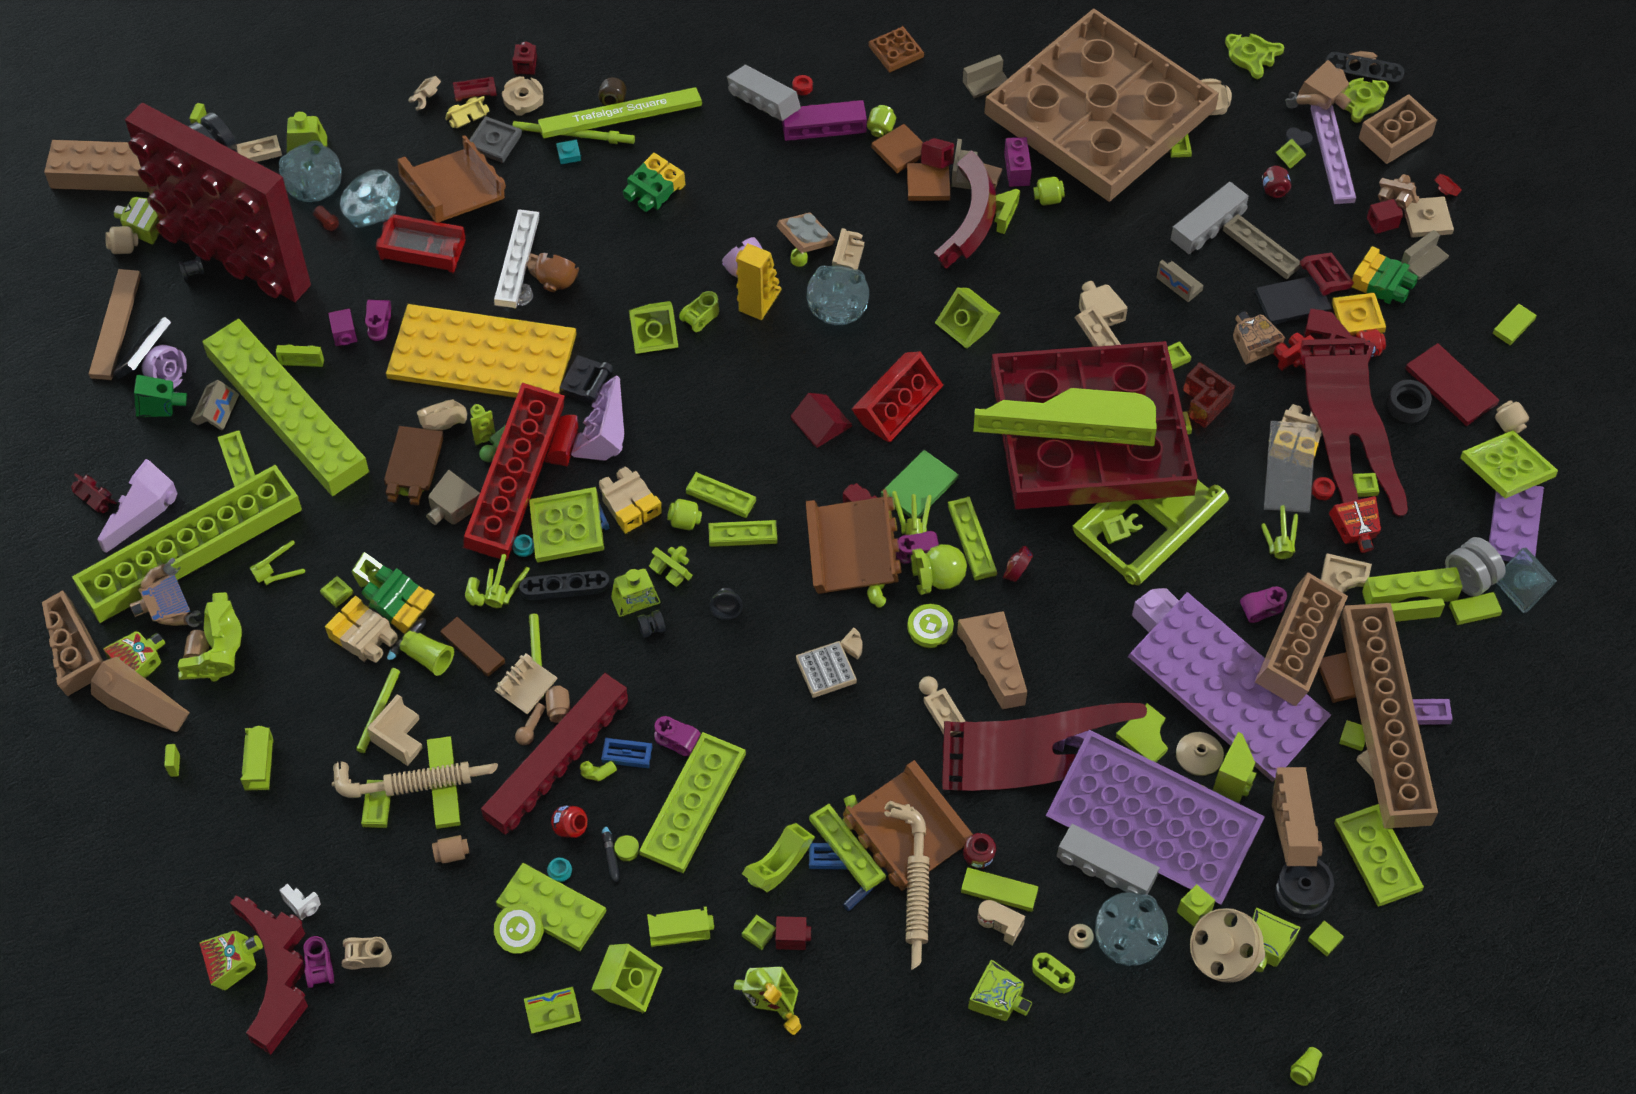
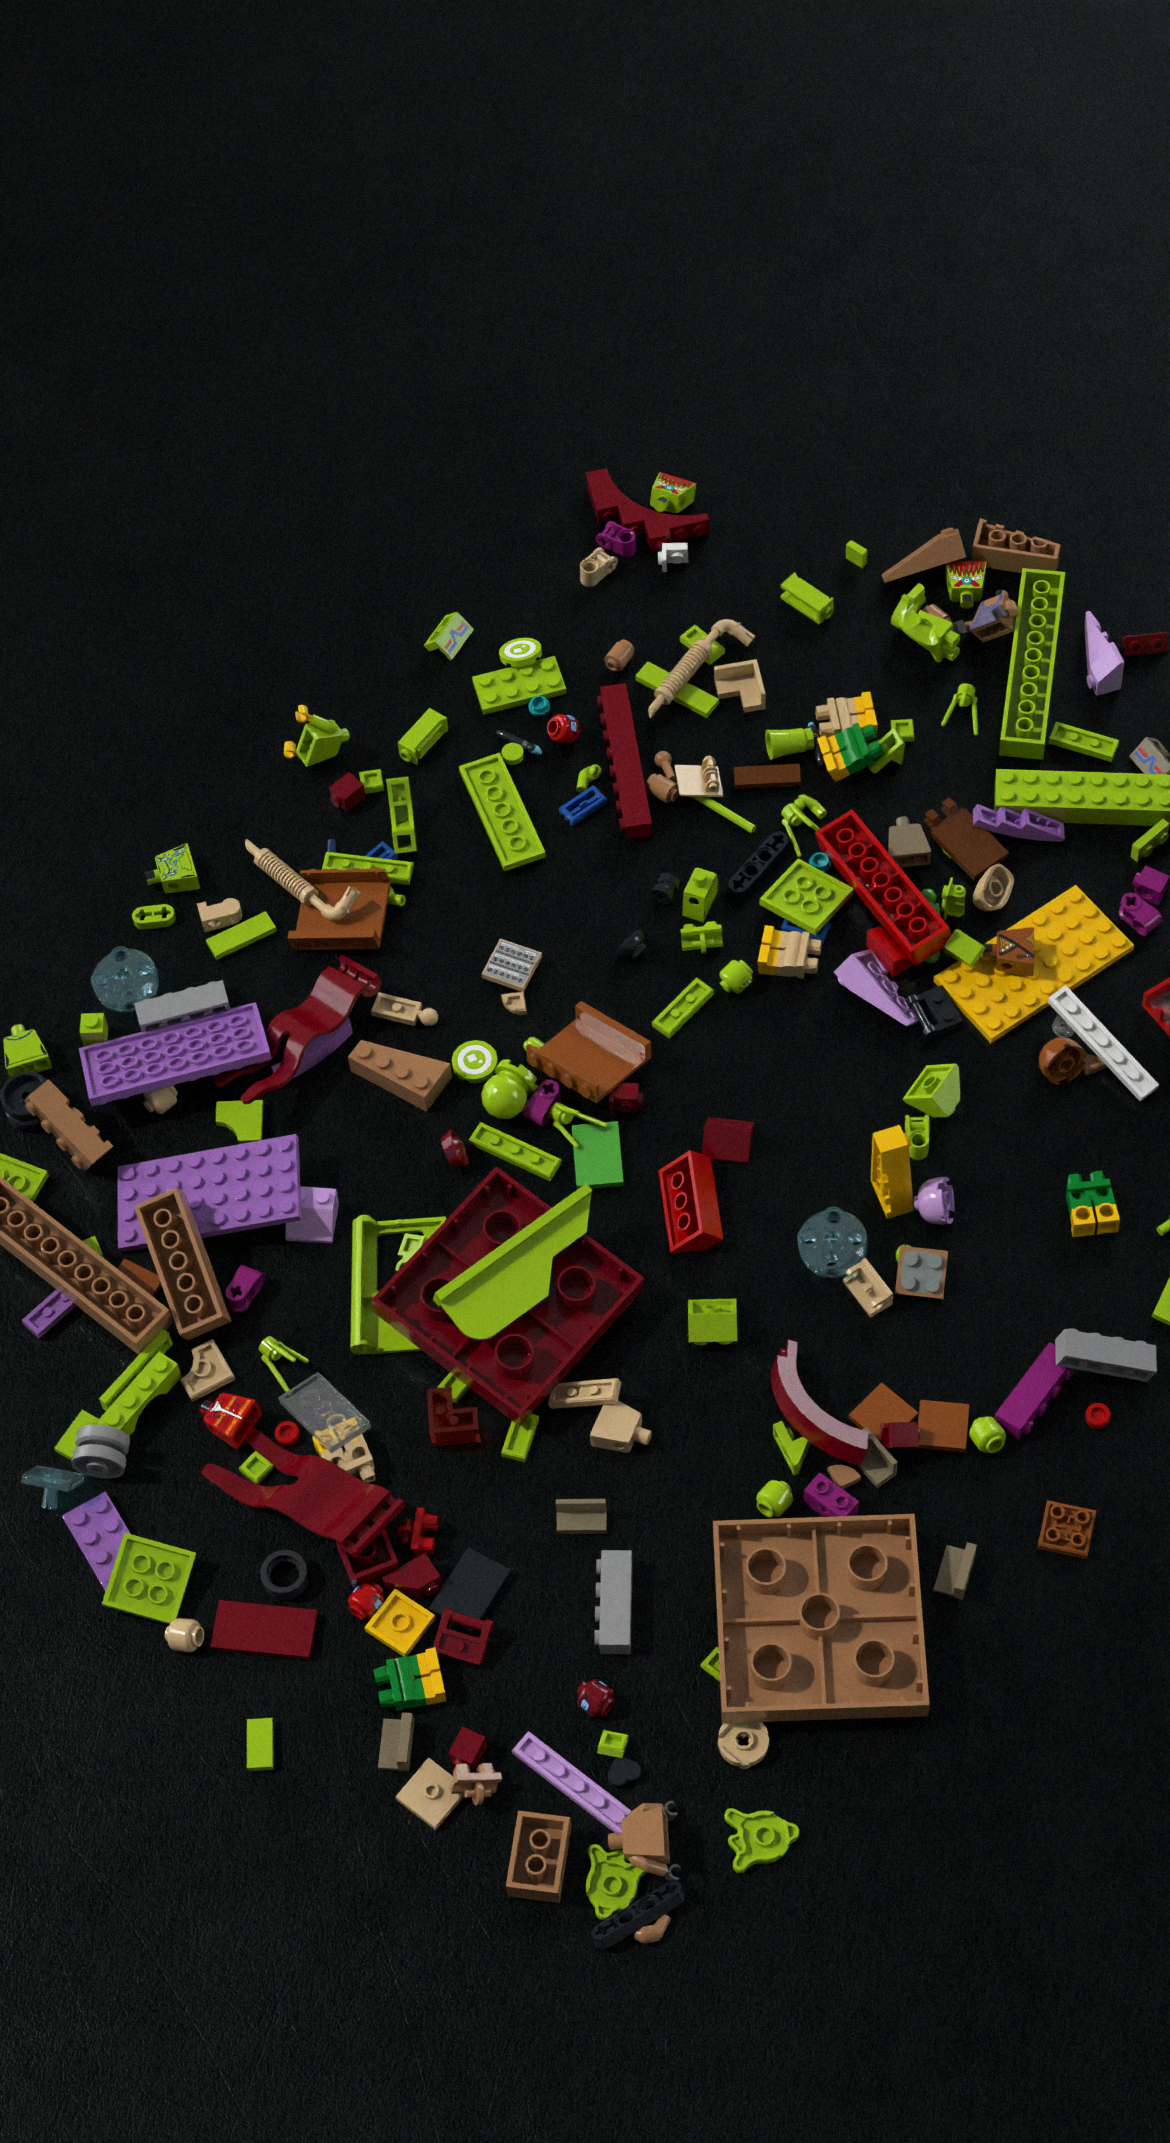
camera: 140 degrees right, 0 degrees up
(366, 442) = (1024, 825): none -> medium lavender slope
(379, 707) = (778, 695): lime bar -> none
(491, 354) = (1013, 951): none -> dark orange torso
(517, 375) = (963, 948): none -> lime slope
(627, 977) = (421, 684): lime slope -> none
(676, 736) = (559, 838): magenta piece -> none
(720, 495) = (731, 1020): lime tile -> none
(979, 850) = (275, 937): dark red head -> none
(1080, 942) = (157, 957): tan plate -> none
(1199, 762) = (202, 1140): tan dish -> none
(1227, 945) = (46, 1014): tan piece -> none
(1236, 771) = (144, 1133): lime slope -> none
(1255, 337) = (464, 1517): medium nougat torso -> none
(1262, 246) = (545, 1617): dark tan plate -> none
(1447, 186) = (441, 1841): red plate -> none

